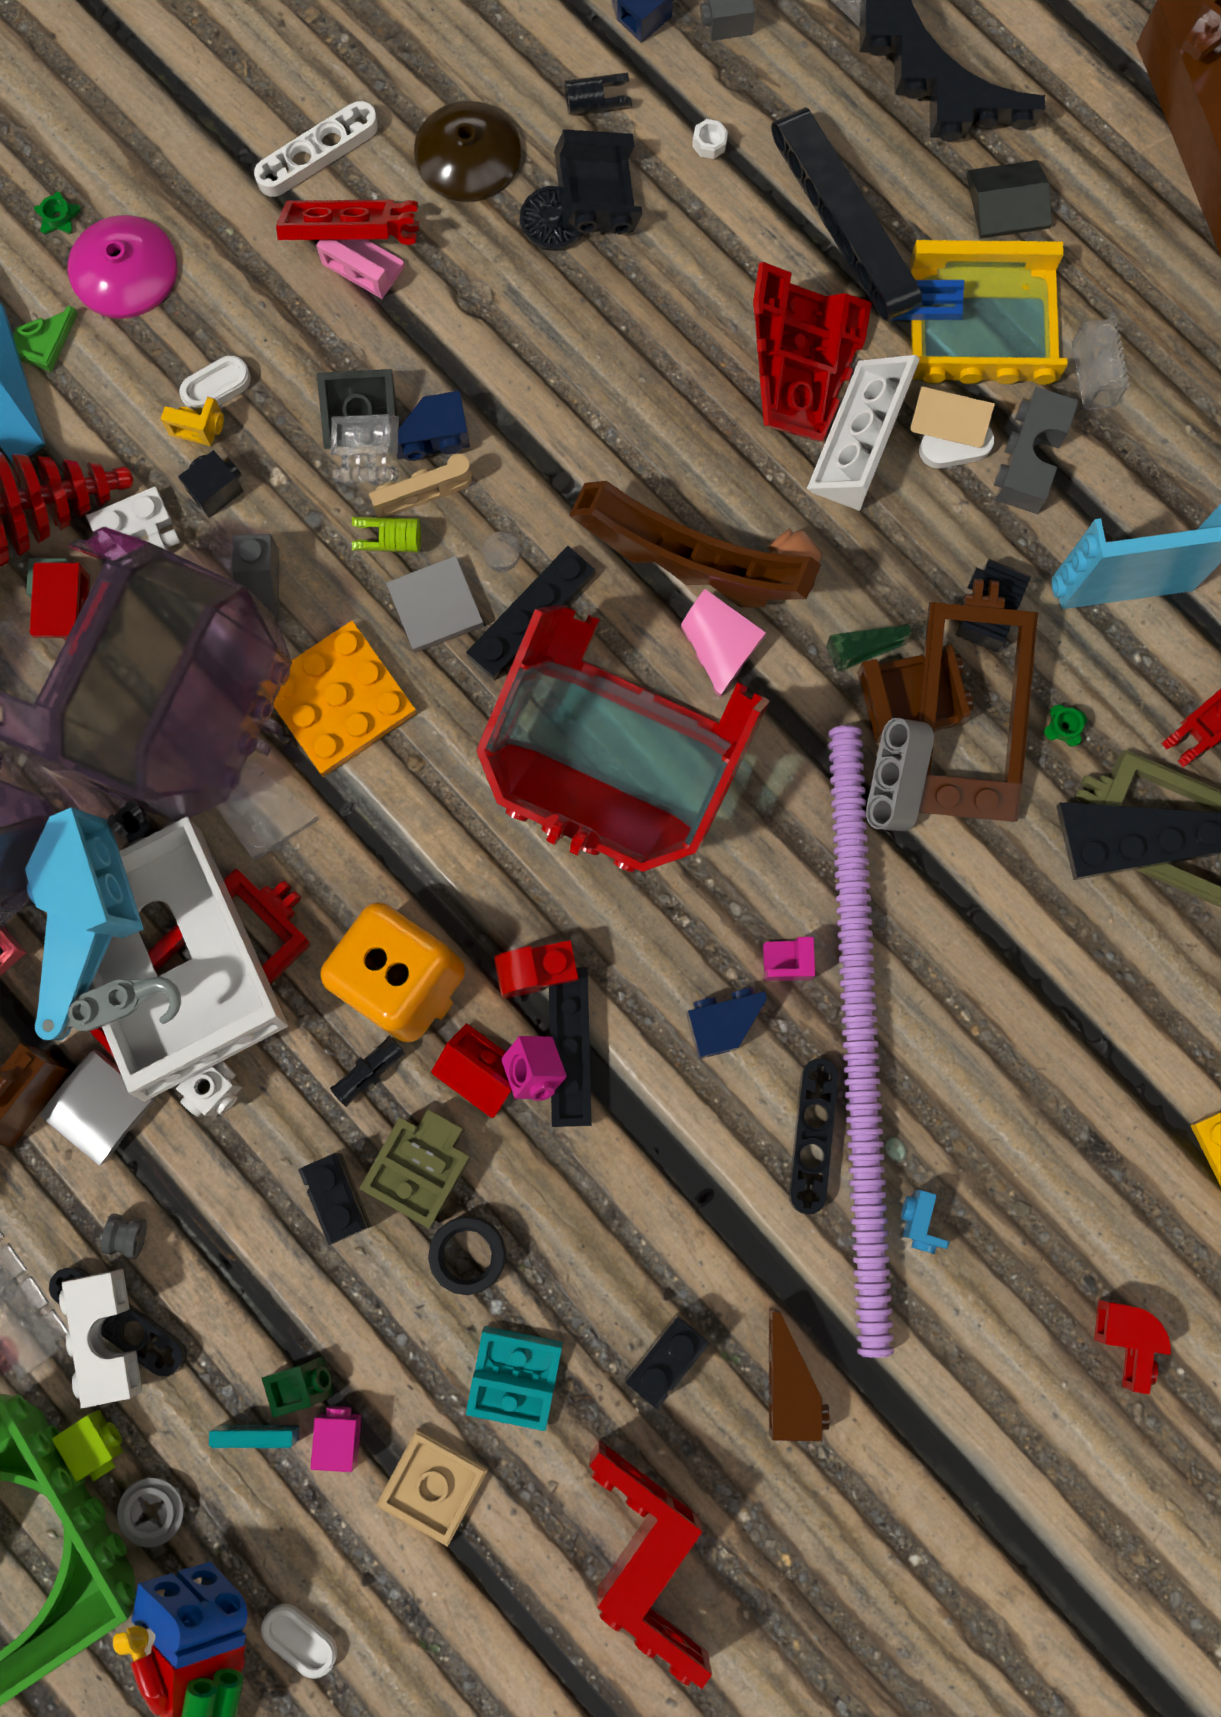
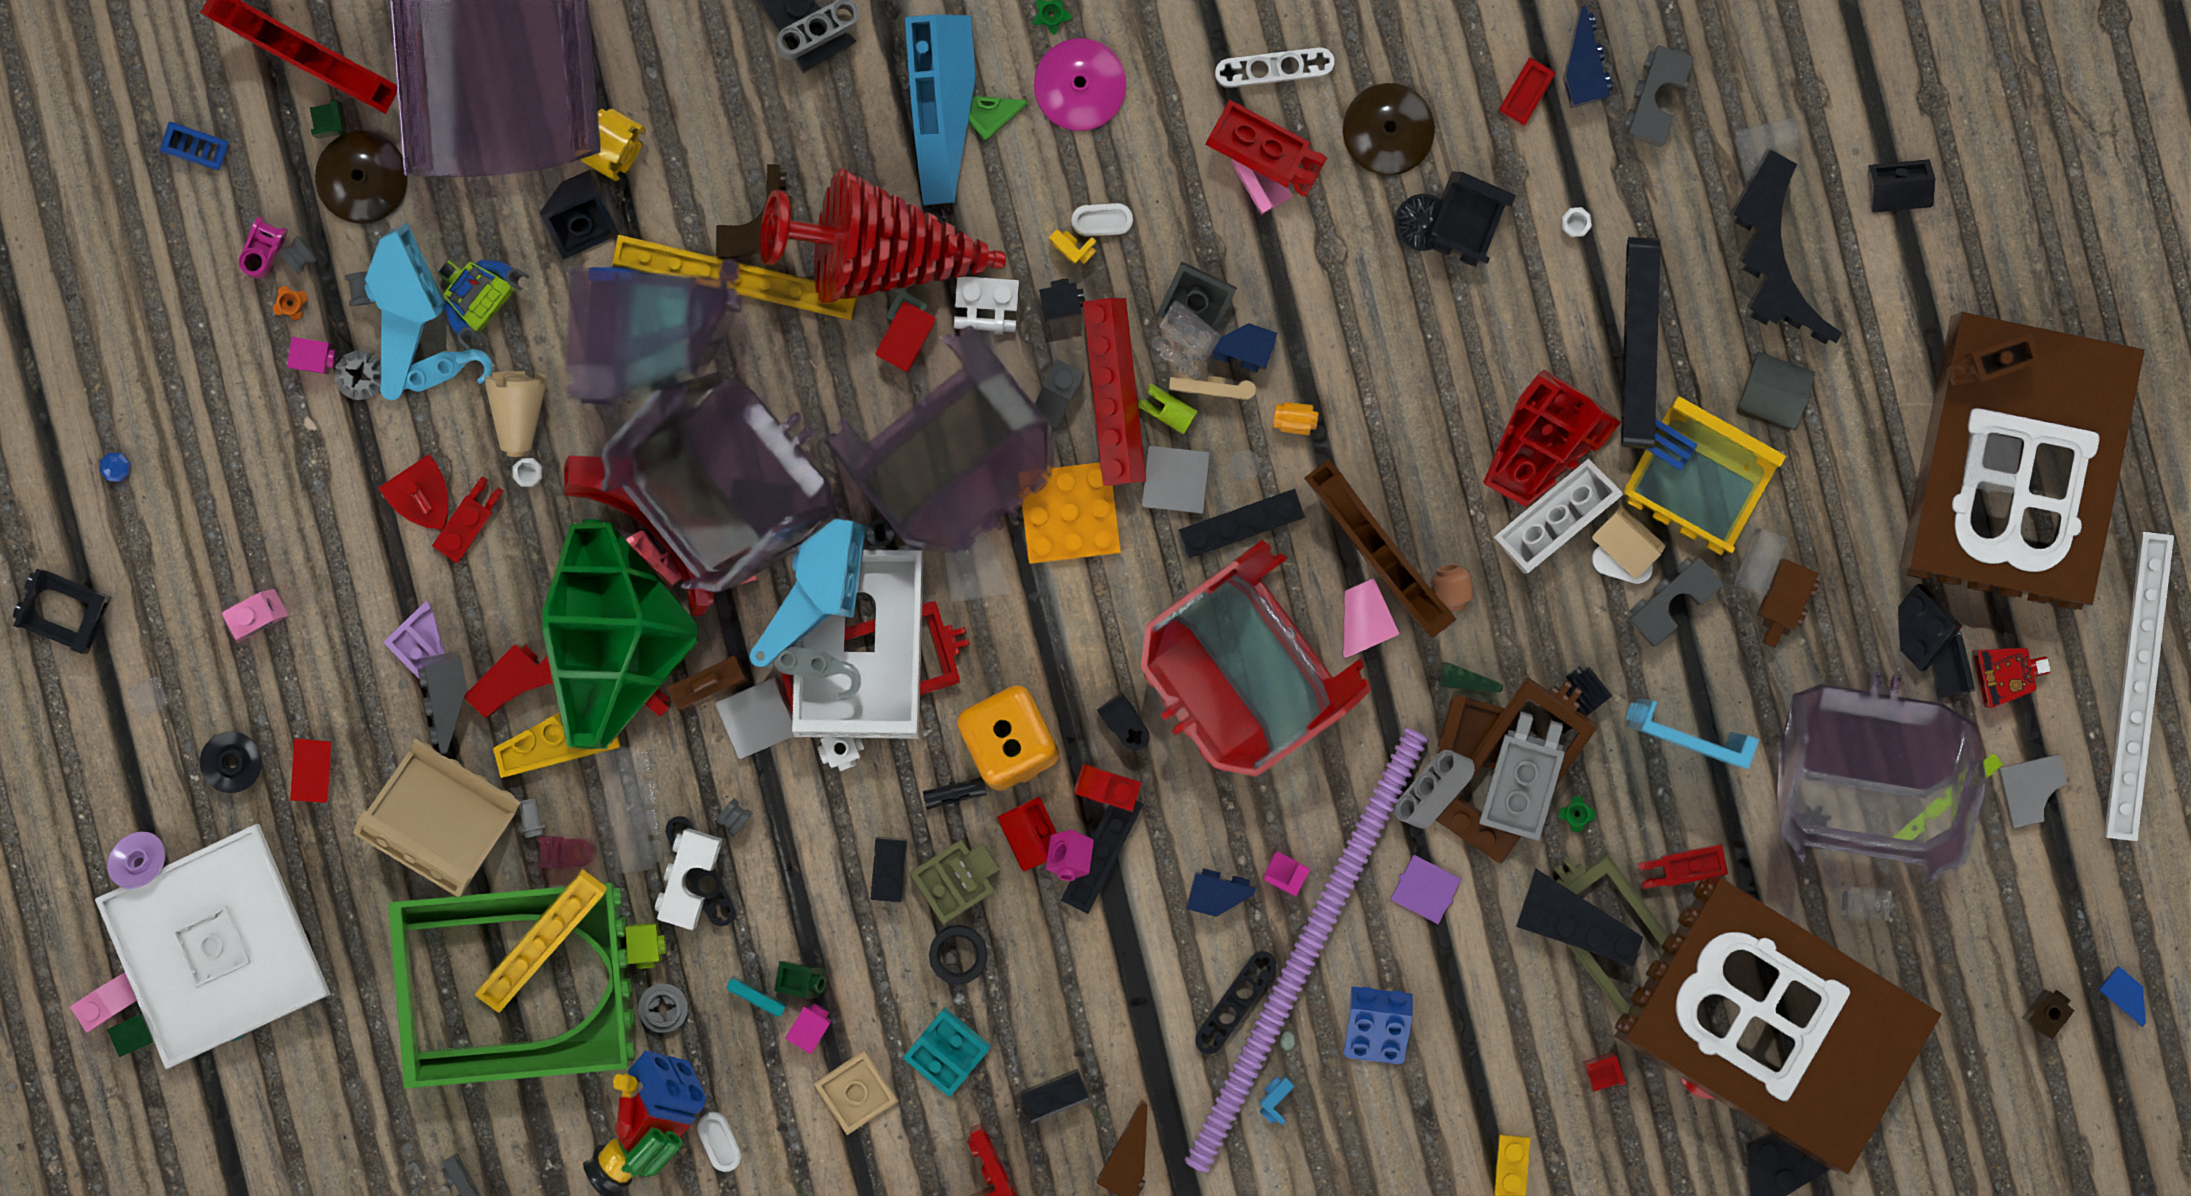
camera: 25 degrees right, 10 degrees up
(317, 542) = (1114, 391): none -> red brick
(513, 885) = (1120, 718): none -> black piece
(528, 473) = (1295, 418): none -> light orange brick
(587, 44) = (1526, 91): none -> red tile
(588, 93) = (1504, 136): black hinge -> none
(950, 895) = (1425, 889): none -> medium lavender piece
(989, 1073) = (1378, 1025): none -> blue bracket
(992, 709) = (1524, 780): none -> light grey tile
(1153, 391) = (1786, 600): none -> reddish brown hinge

